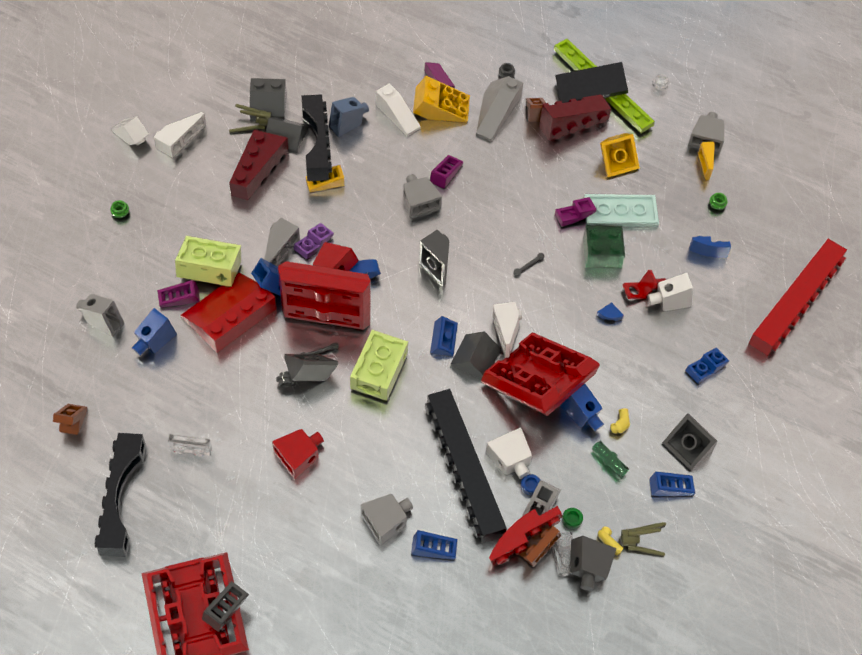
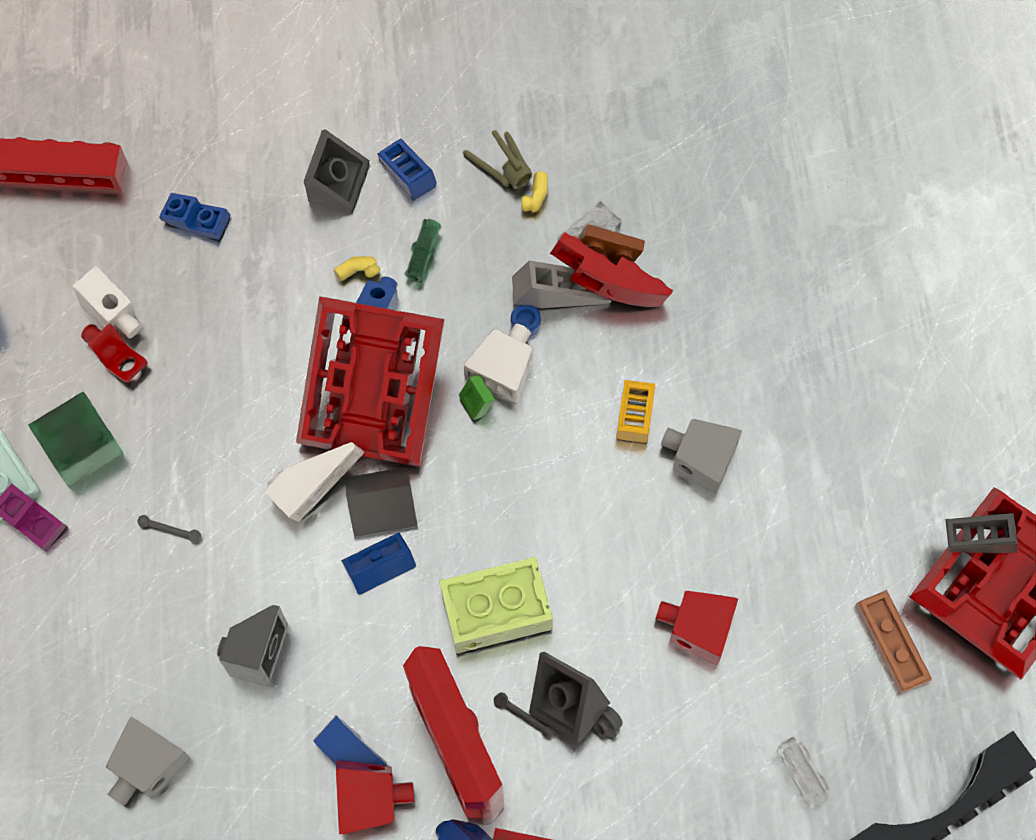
camera: 120 degrees left, 10 degrees up
(214, 538) = (893, 642): none -> nougat tile
(432, 552) = (705, 393): blue slope -> none
(441, 497) = (633, 432): none -> yellow slope
(444, 172) = (83, 759): magenta slope -> none
(465, 466) = (558, 408): black brick -> none
(499, 429) = (476, 397): none -> bright green plate
(572, 518) = (536, 248): green tile -> none
(590, 560) = (584, 189): dark grey torso -> none
(610, 312) = (186, 374): blue tile -> none

